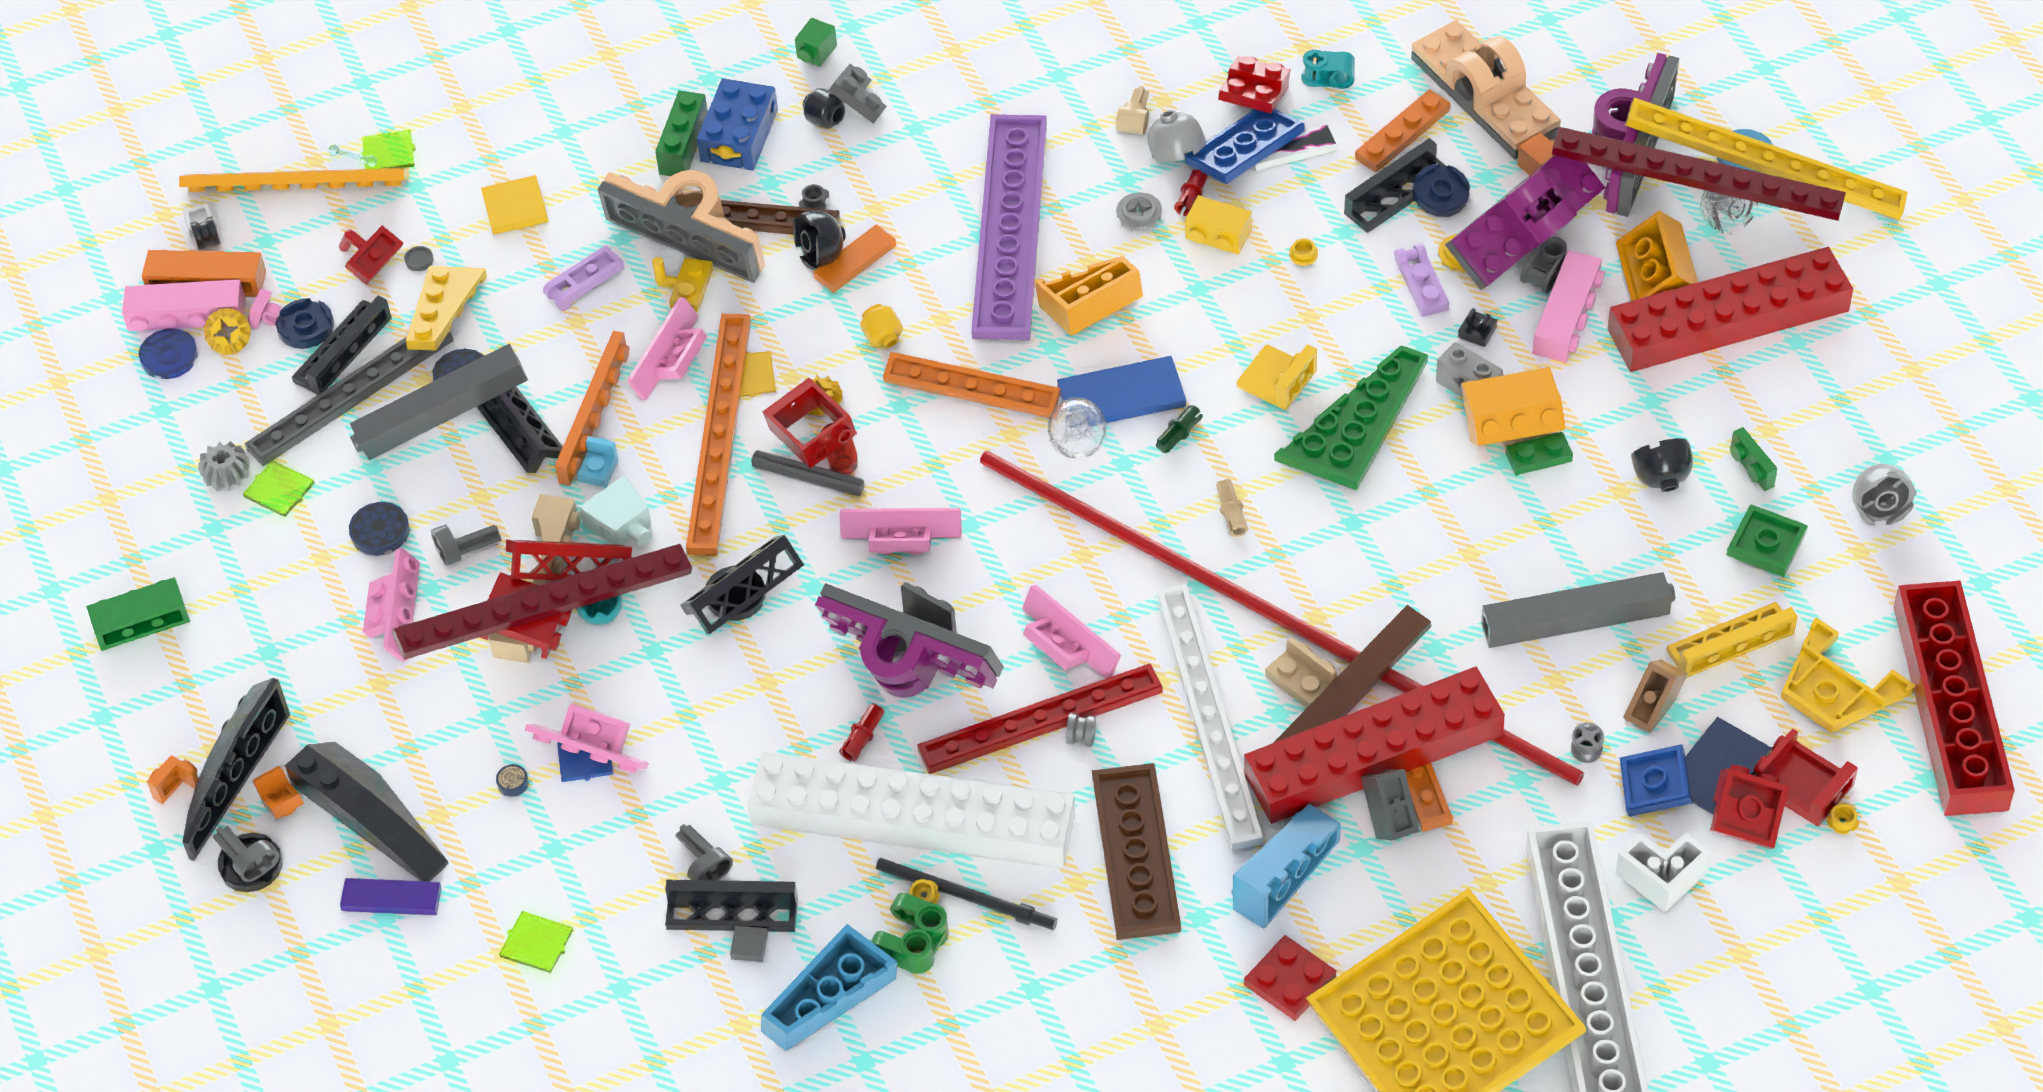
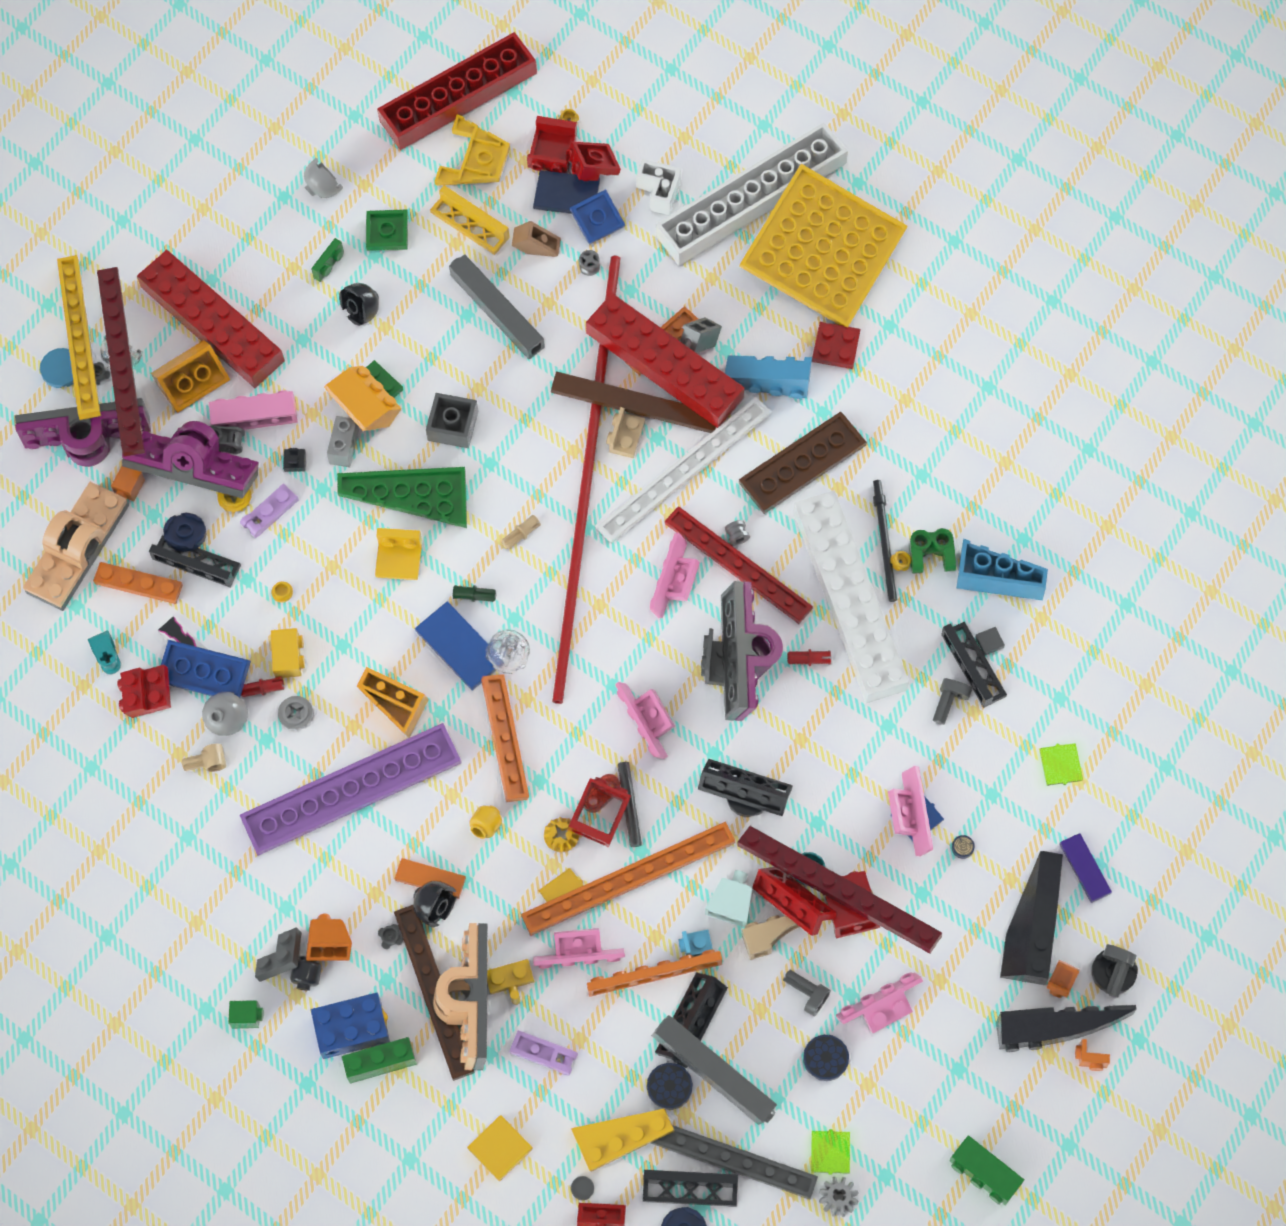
camera: 120 degrees left, 15 degrees up
(845, 132) = (328, 940): none -> orange torso
(1429, 491) = (452, 420): none -> dark grey brick

